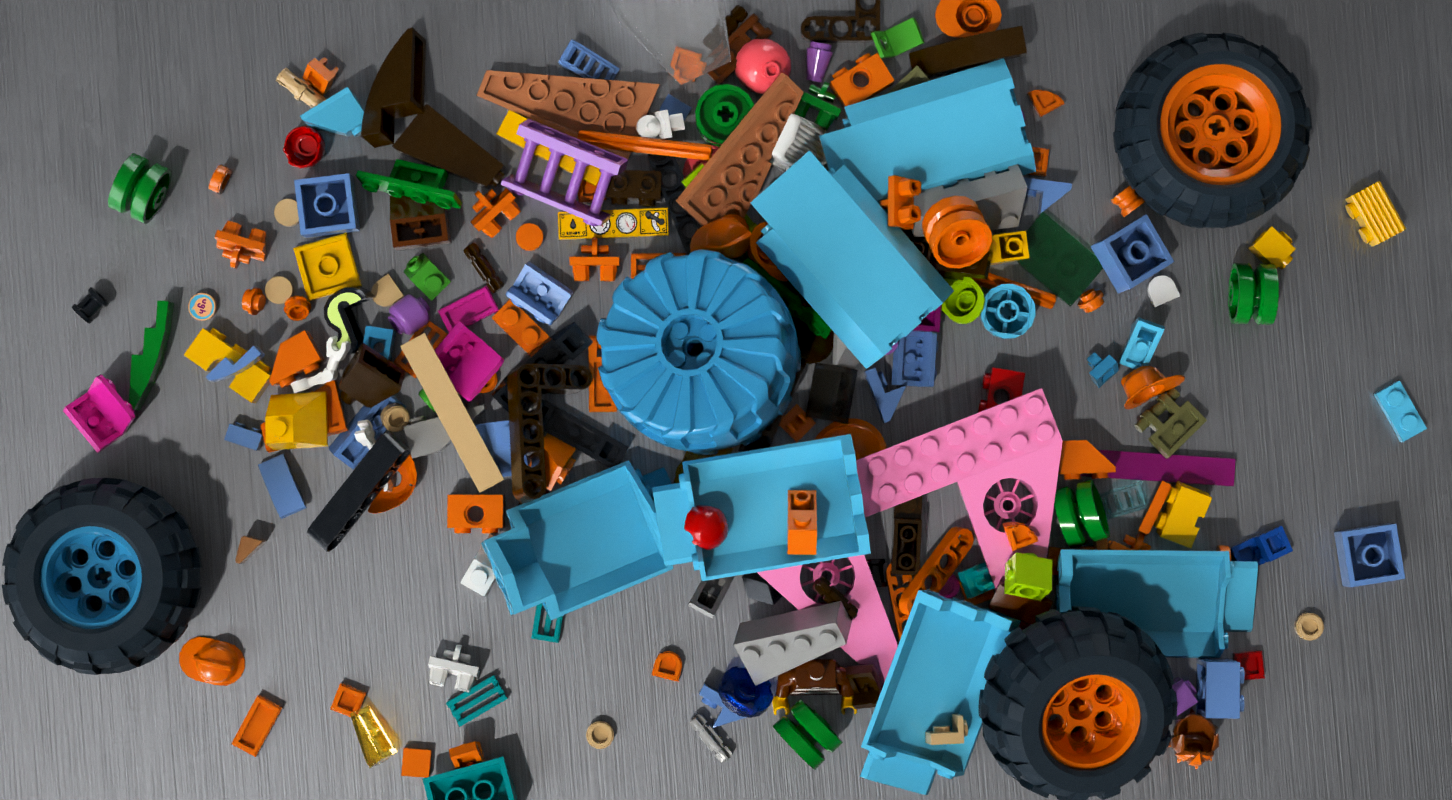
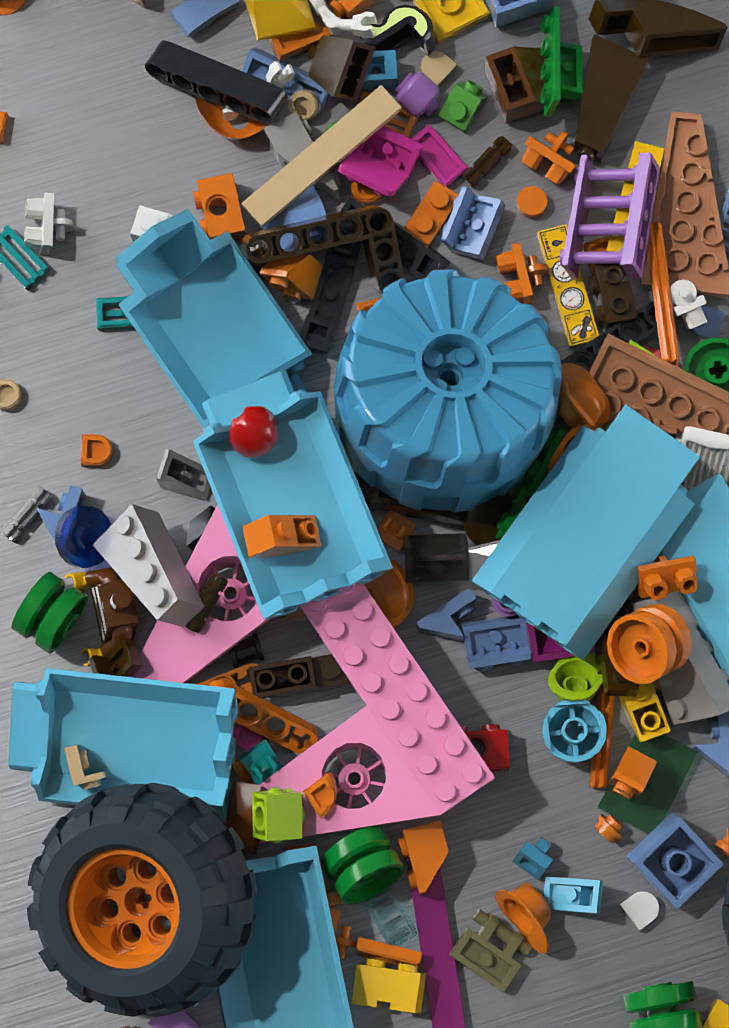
camera: 85 degrees right, 10 degrees down
(1054, 271) = (632, 774): none -> orange slope

